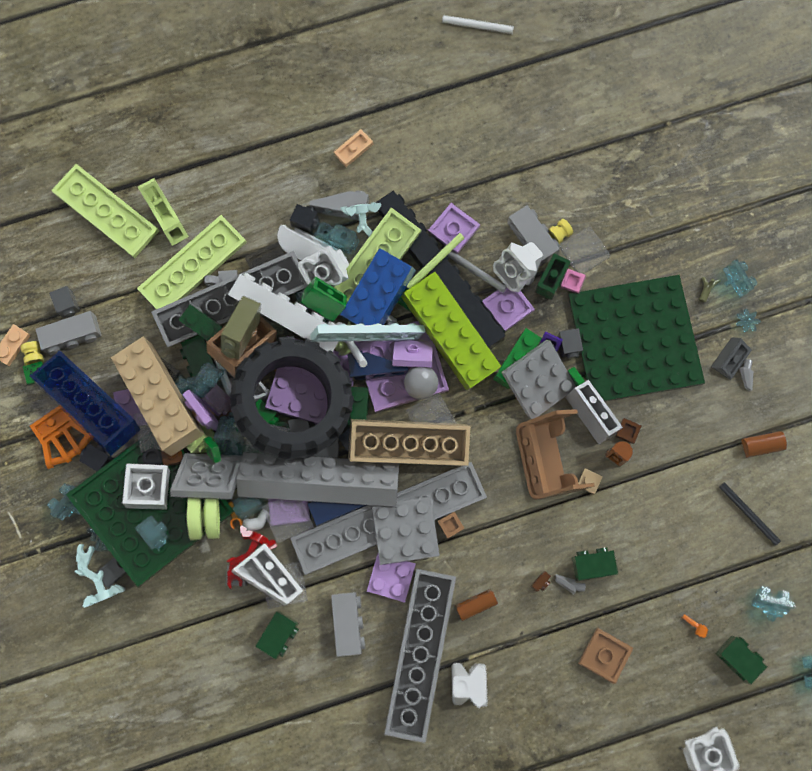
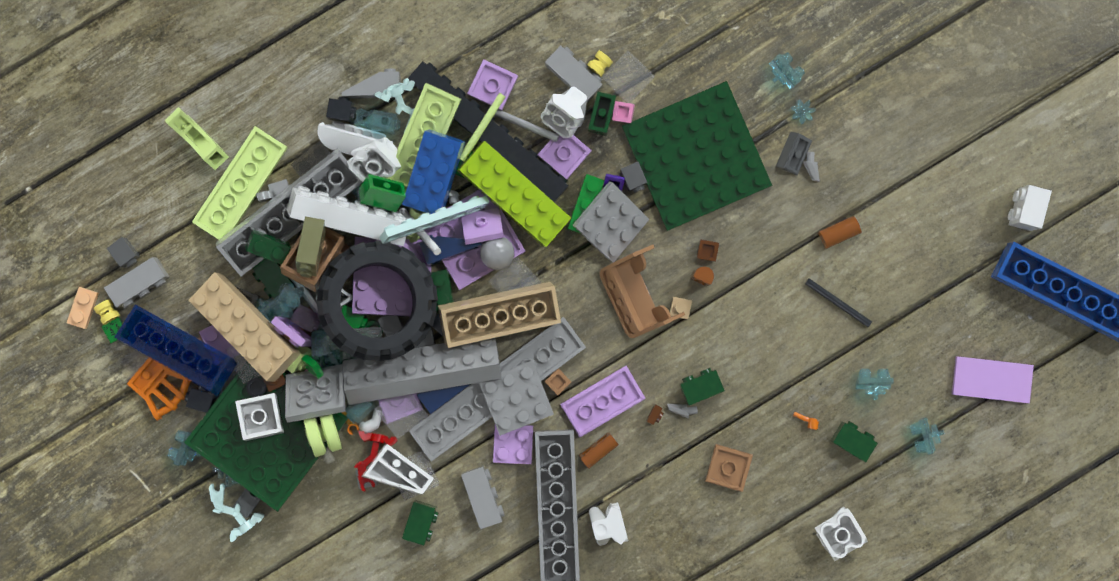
camera: 15 degrees left, 10 degrees up
(105, 210) = (135, 148): yellowish green plate -> none
(152, 532) = (278, 458): clear light blue brick -> none
(353, 148) = (370, 22): light nougat plate -> none
(491, 556) = (602, 401): none -> lavender tile
(576, 377) = (646, 210): green tile -> none
(593, 412) = (670, 241): light grey brick -> none
(707, 288) = (757, 86): olive bar -> none

